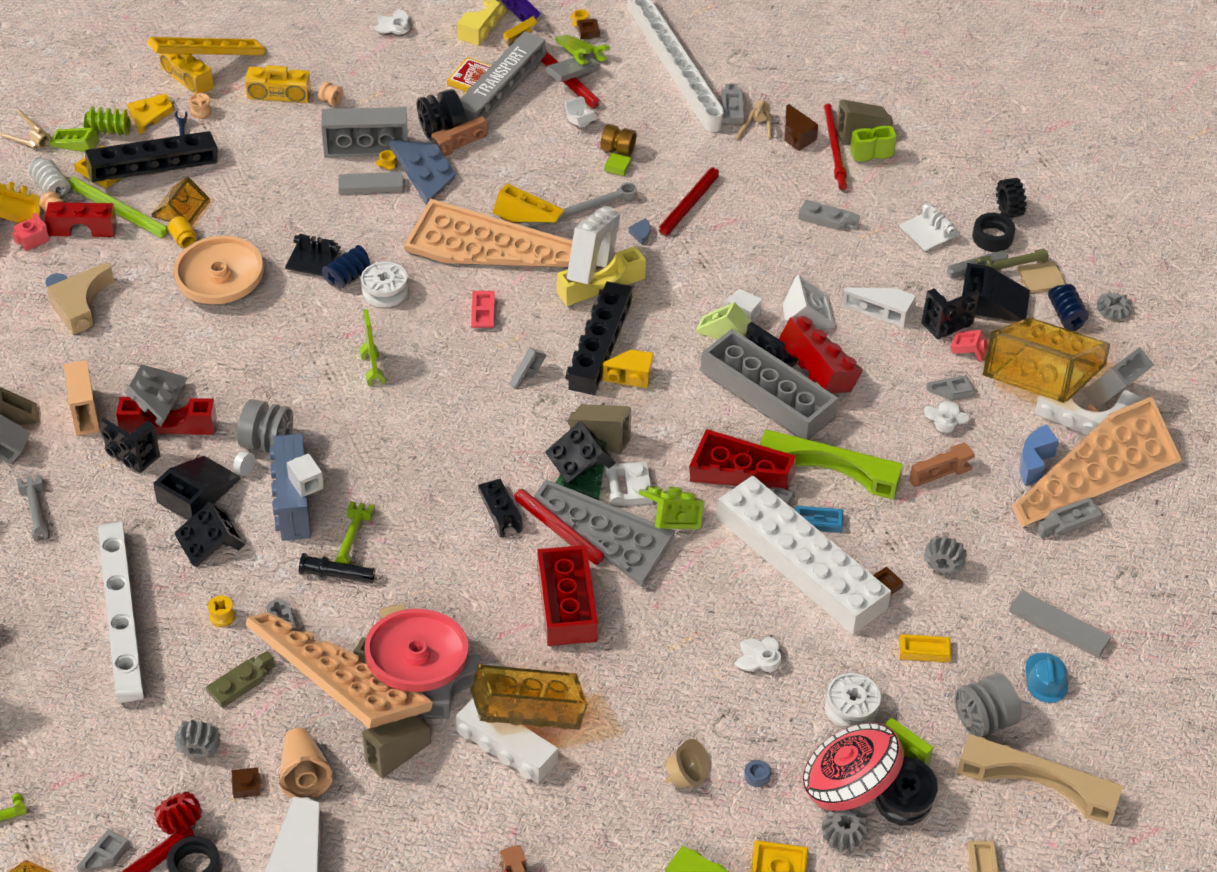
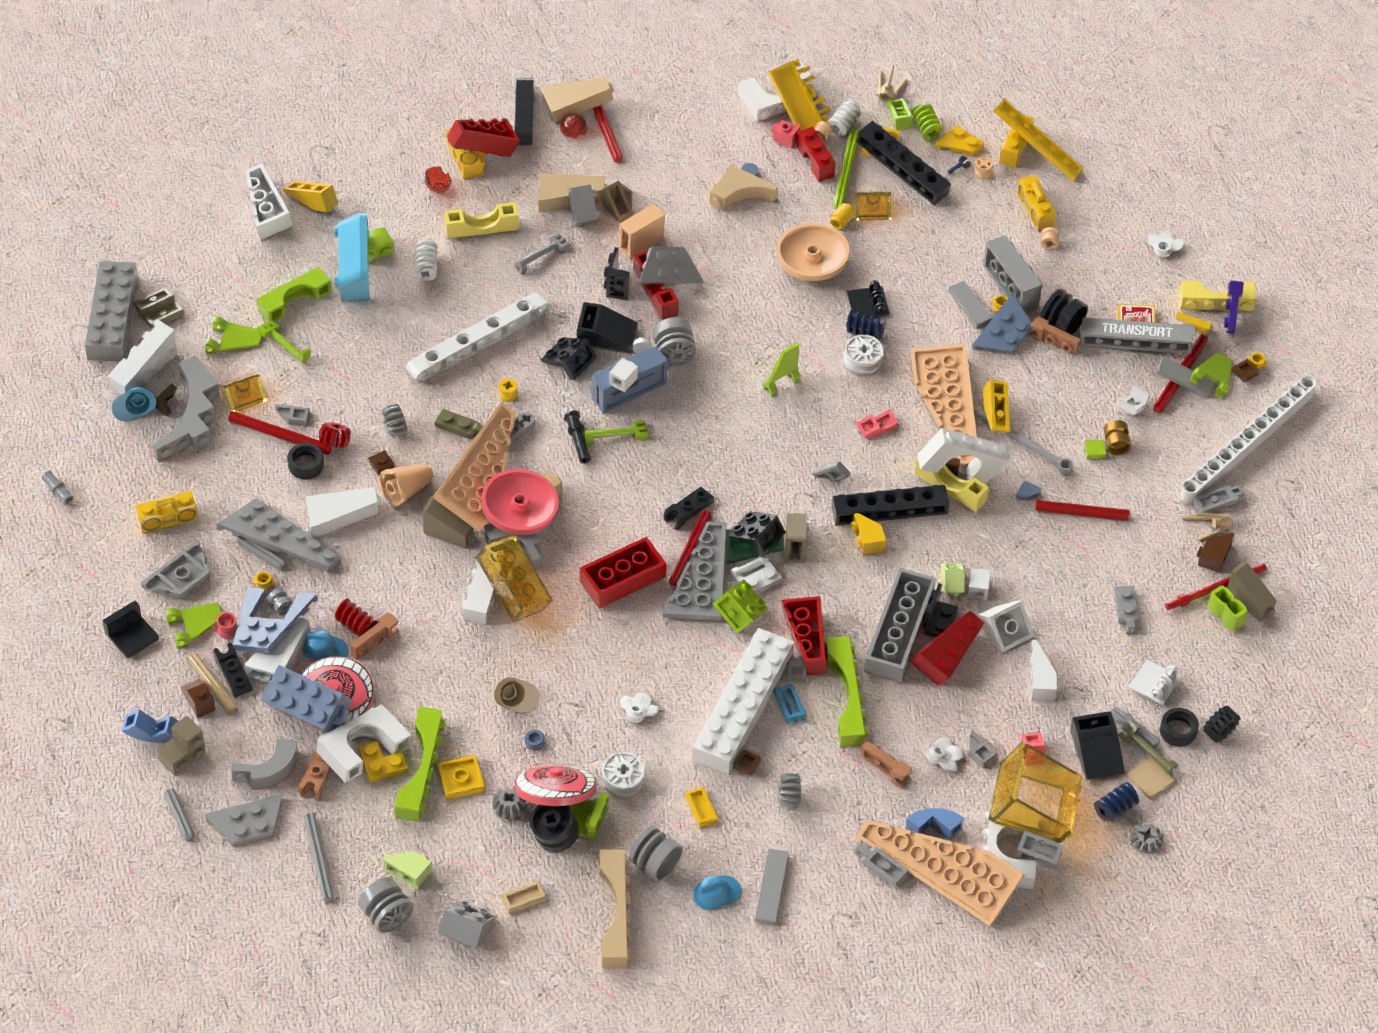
camera: 65 degrees right, 5 degrees up
(946, 317) = (1049, 721): black bracket -> none

